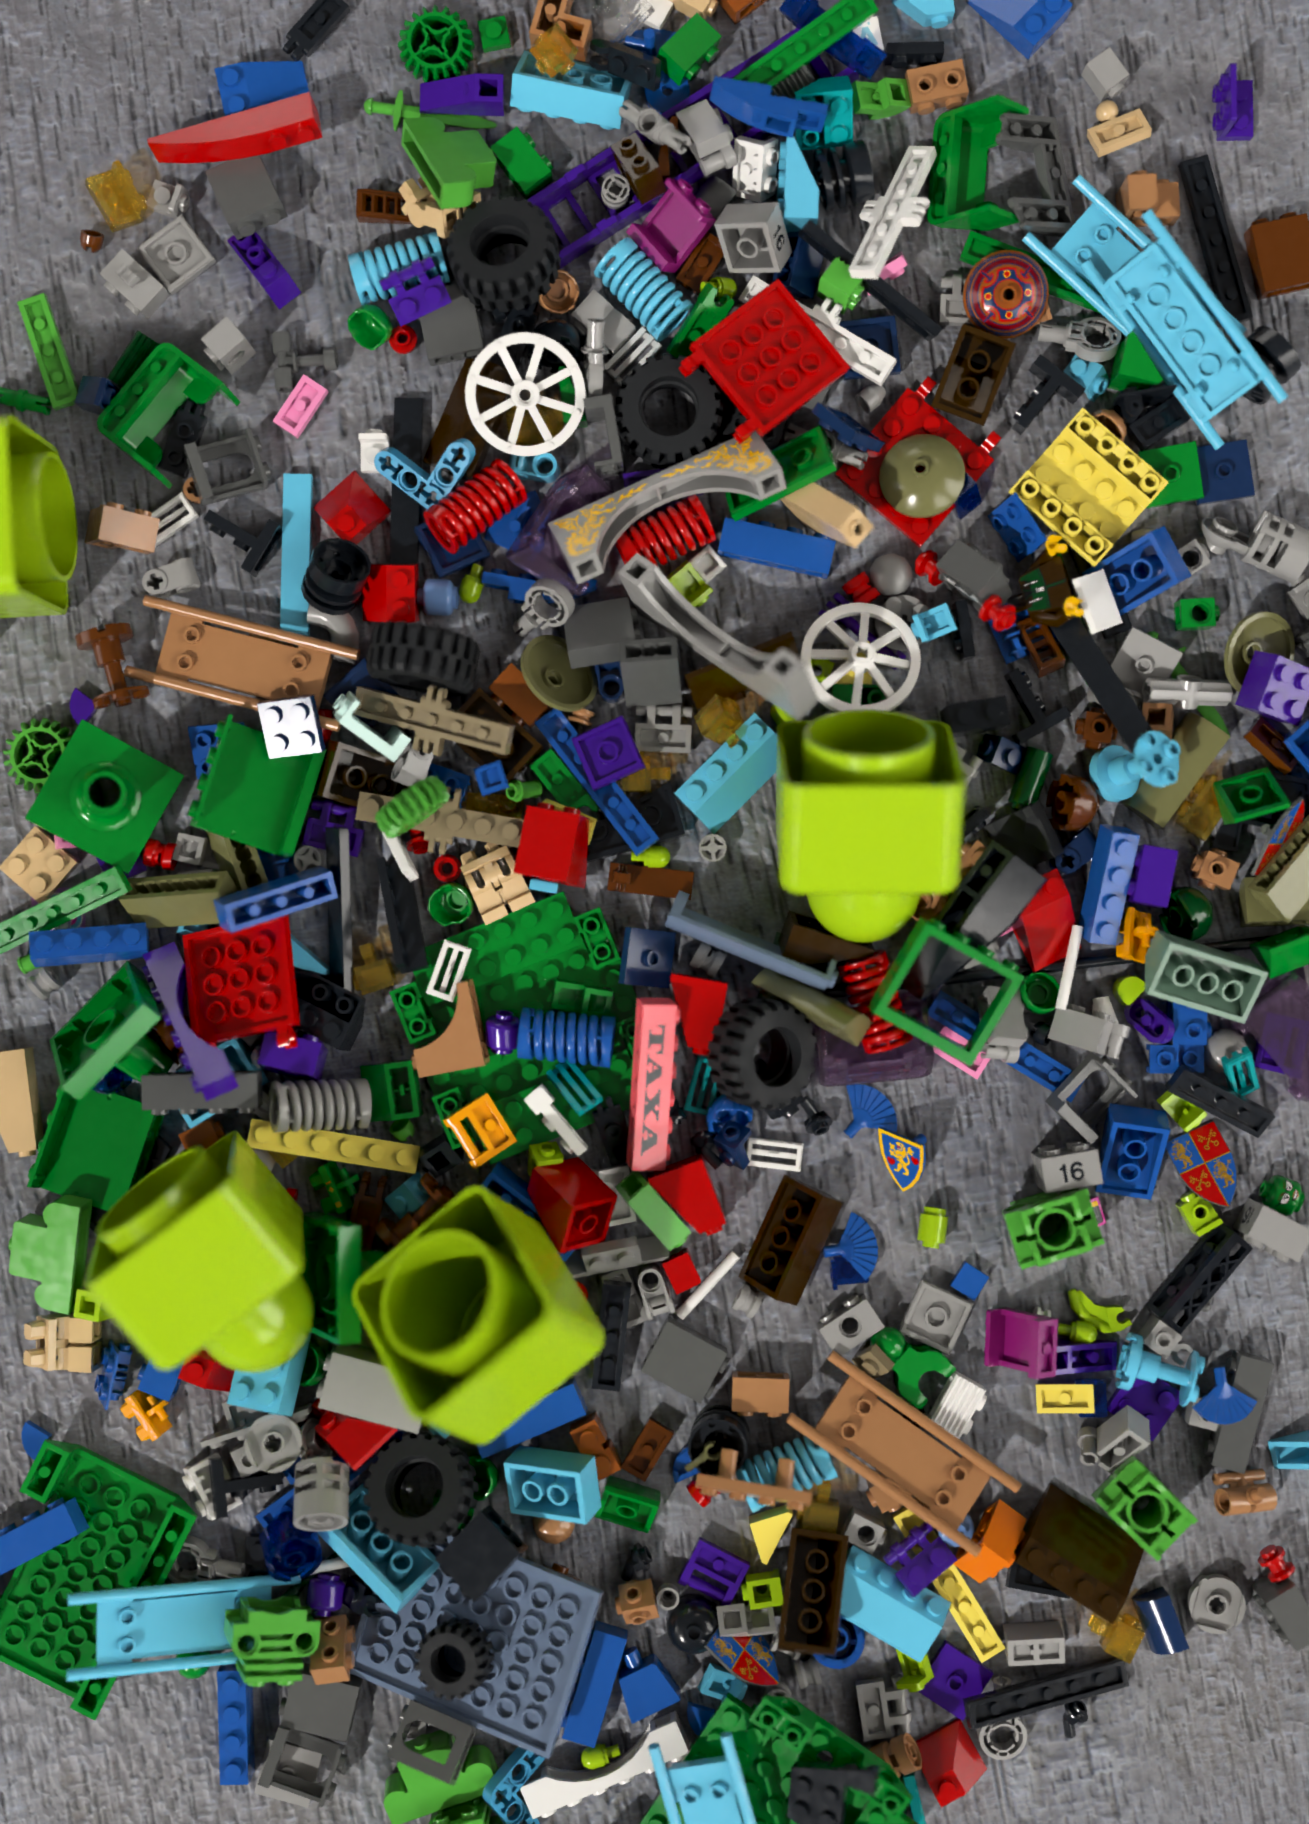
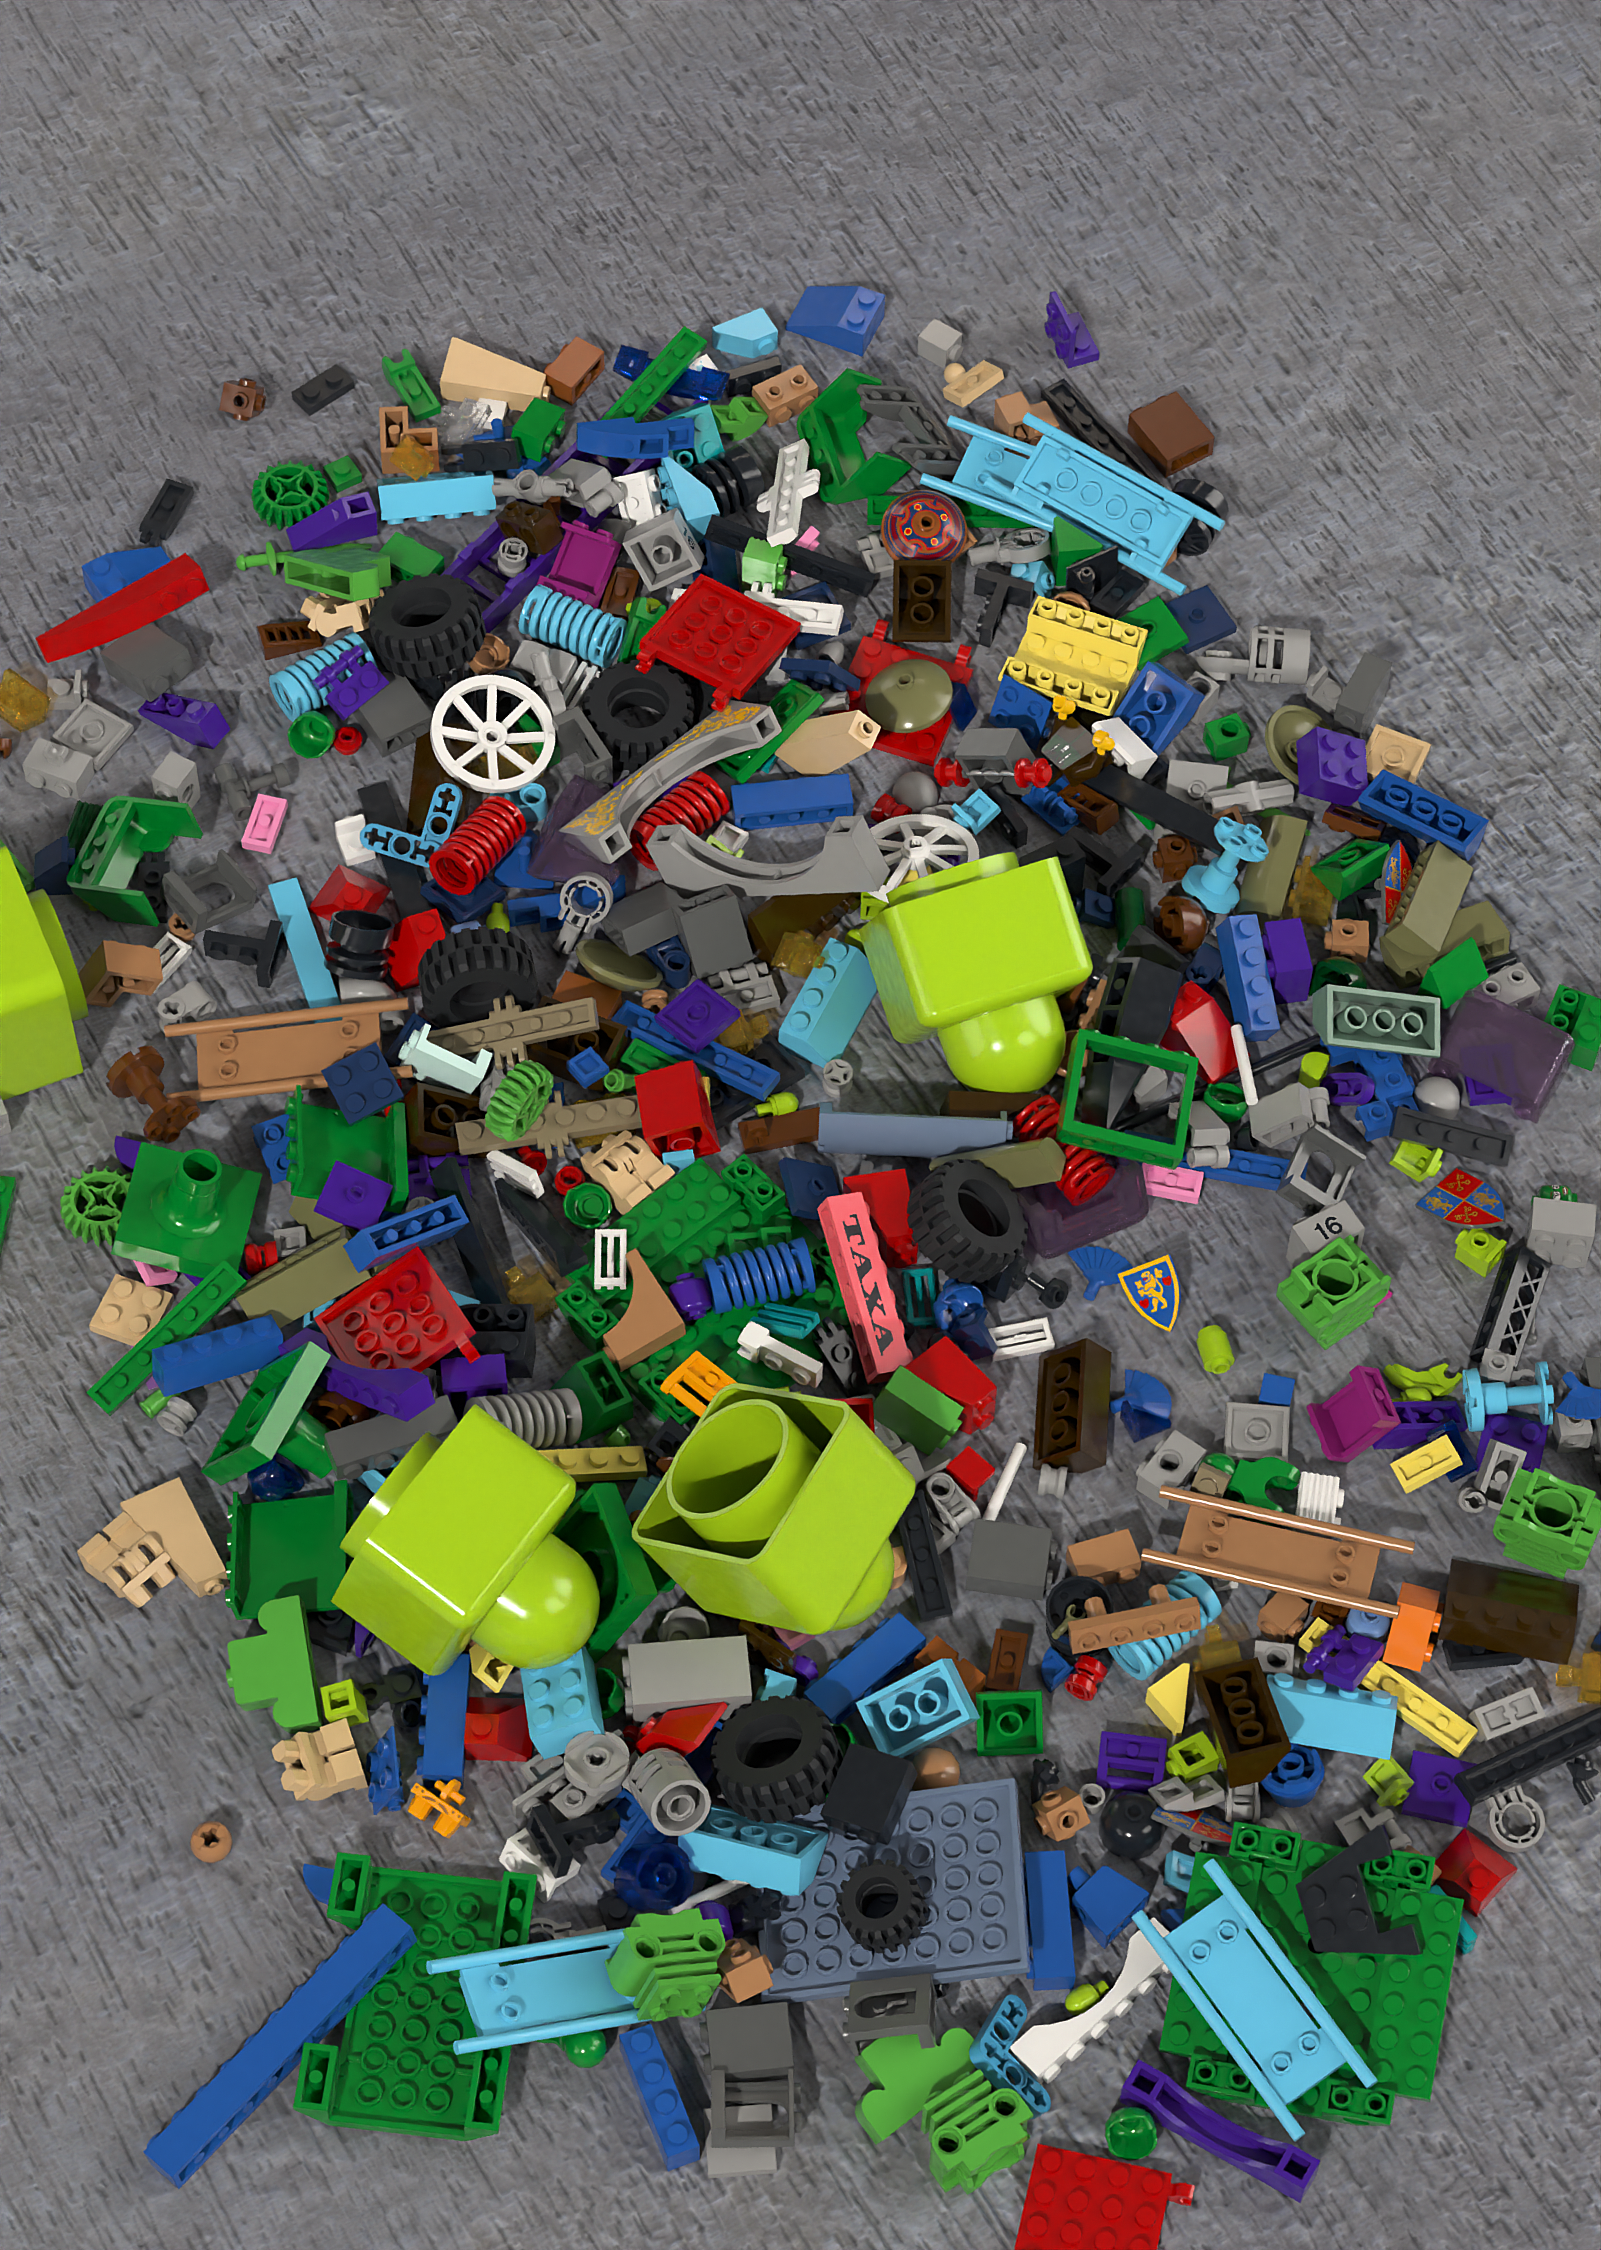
camera: 20 degrees left, 30 degrees down
(243, 843) = (352, 1197): none -> dark purple plate
(1132, 1150) = (1390, 1214): blue slope -> none
(1137, 935) = (1297, 1018): light orange hips -> none
(1235, 1061) = (1453, 1107): teal tile -> none

